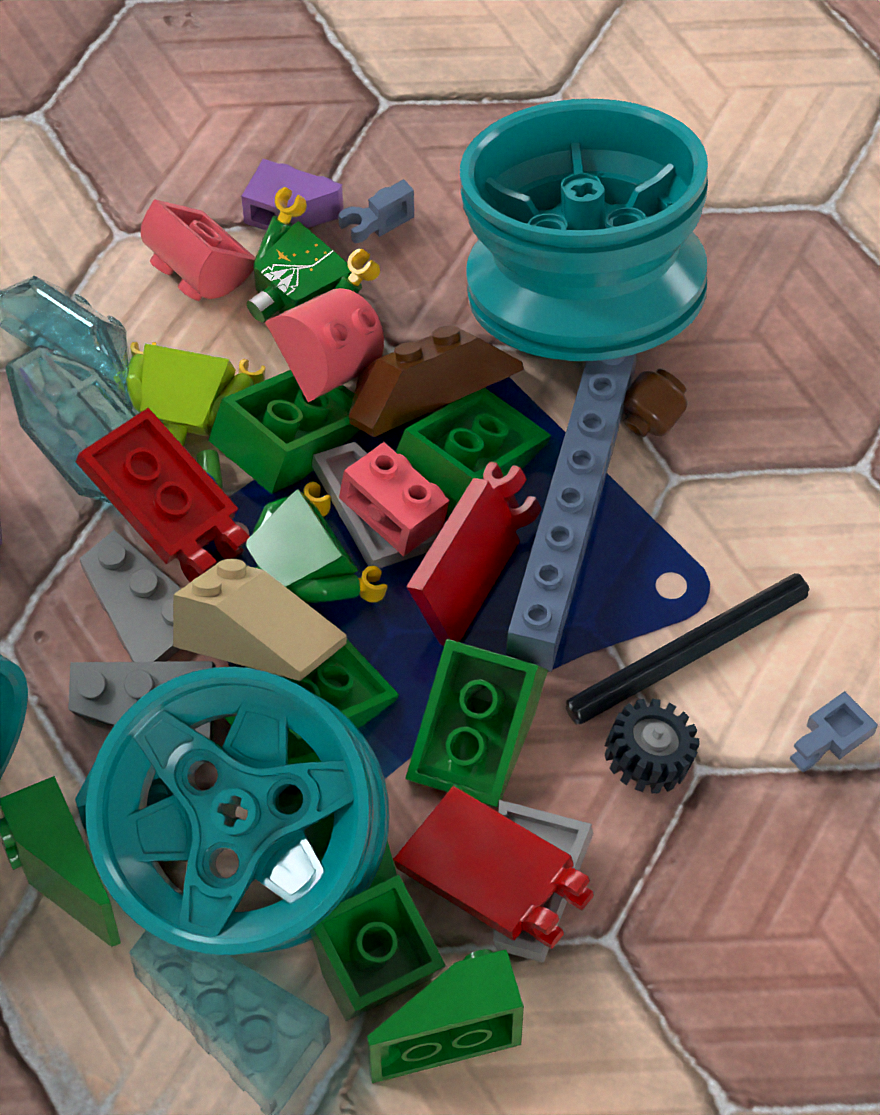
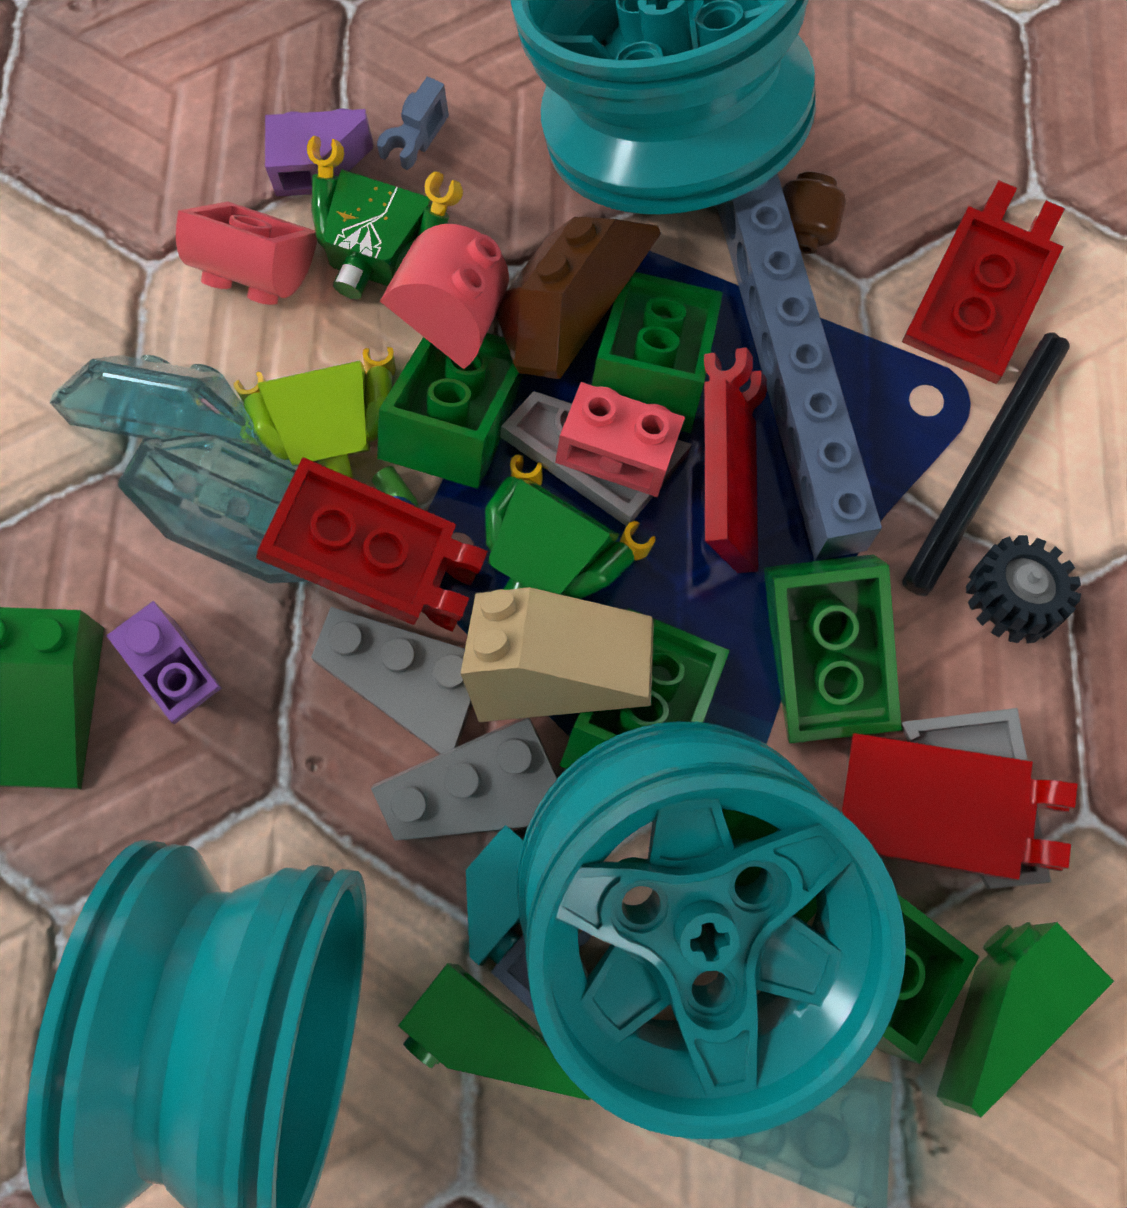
camera: 25 degrees left, 15 degrees up
(769, 518) = (986, 287): none -> red tile

